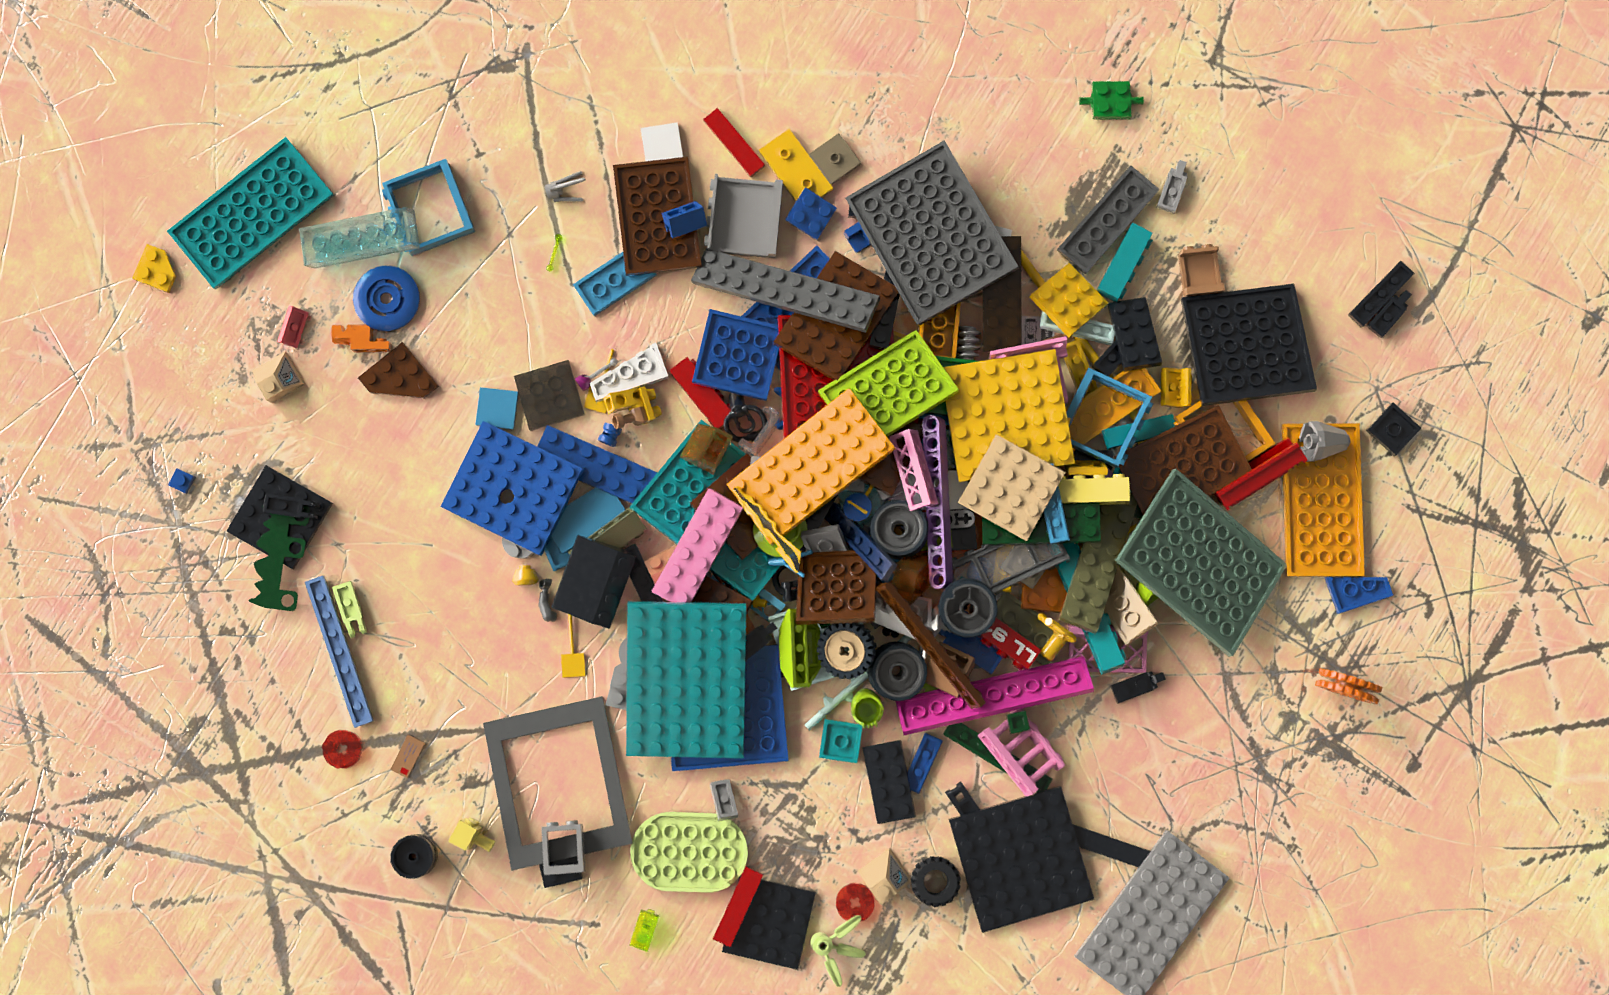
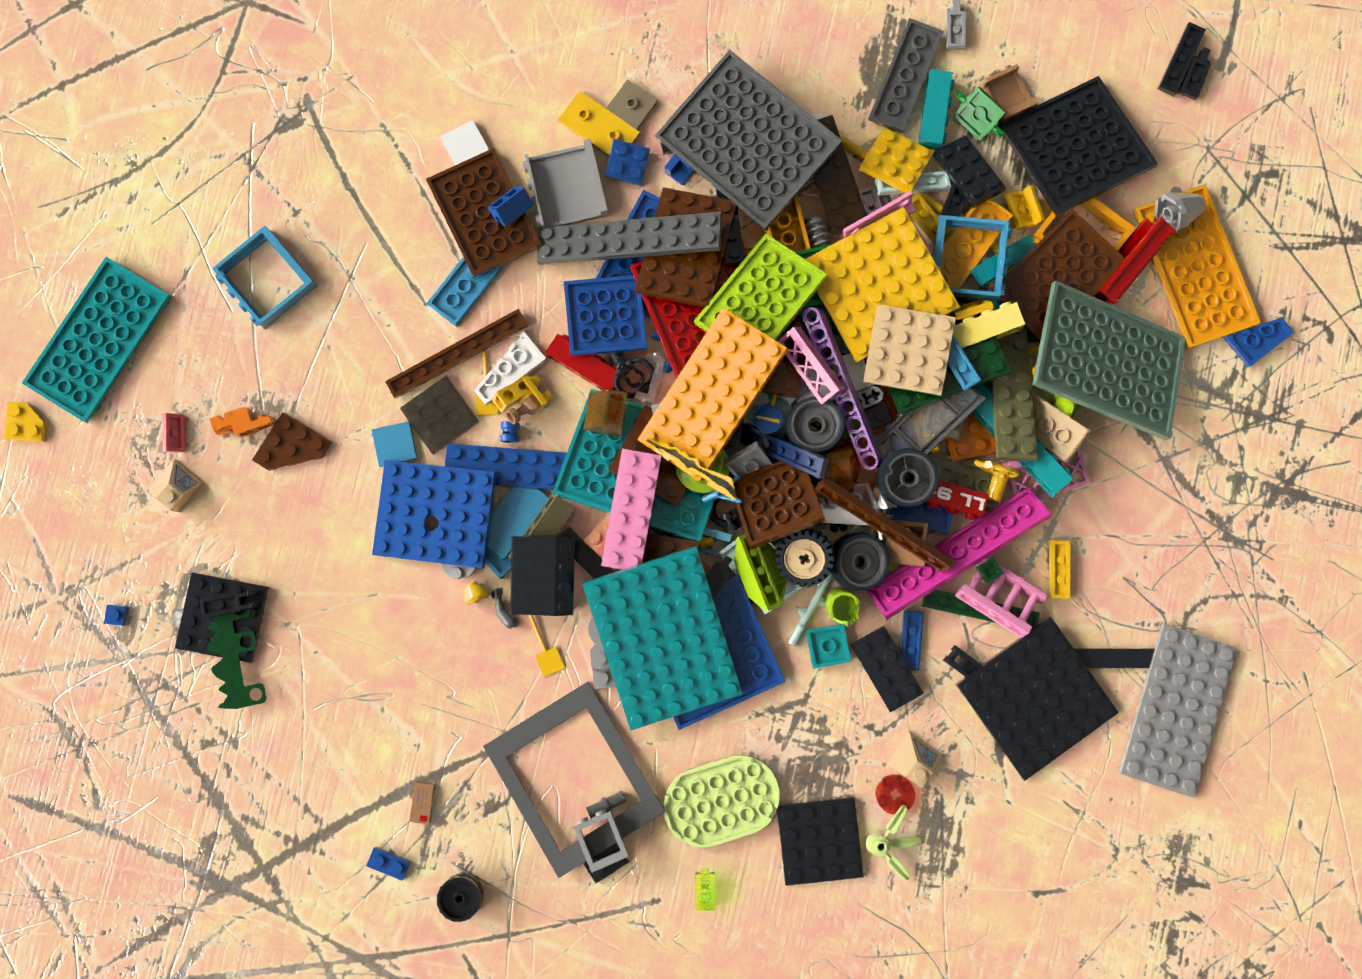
camera: 15 degrees left, 0 degrees up
(339, 651) = (322, 725): medium blue plate -> none
(349, 607) = (317, 680): yellowish green hinge -> none
(353, 750) = (345, 820): clear red plate -> none
(357, 802) = (388, 863): none -> blue plate
(359, 238) = (207, 326): clear light blue brick -> none
(373, 286) = (271, 376): blue piece -> none
(469, 833) = (505, 857): light yellow brick -> none
(554, 189) = (378, 220): light grey plant -> none
(558, 237) = (398, 265): clear neon green hinge -> none
(581, 817) = (606, 803): none -> dark grey pin
(584, 380) = (468, 389): hinge -> none
(585, 342) = (456, 353): none -> reddish brown plate
(723, 799) = (737, 740): light grey plate -> none
(733, 142) = (532, 121): red tile -> none
(737, 906) = (786, 837): red tile -> none
(951, 889) = (980, 753): black tyre -> none
(1086, 744) = (1059, 569): none -> yellow plate
(1136, 686) = (1085, 498): black hinge -> none
(1165, 281) = (979, 113): none -> plate
(1348, 686) = (1287, 429): orange piece -> none
(1393, 429) = (1238, 179): black plate -> none

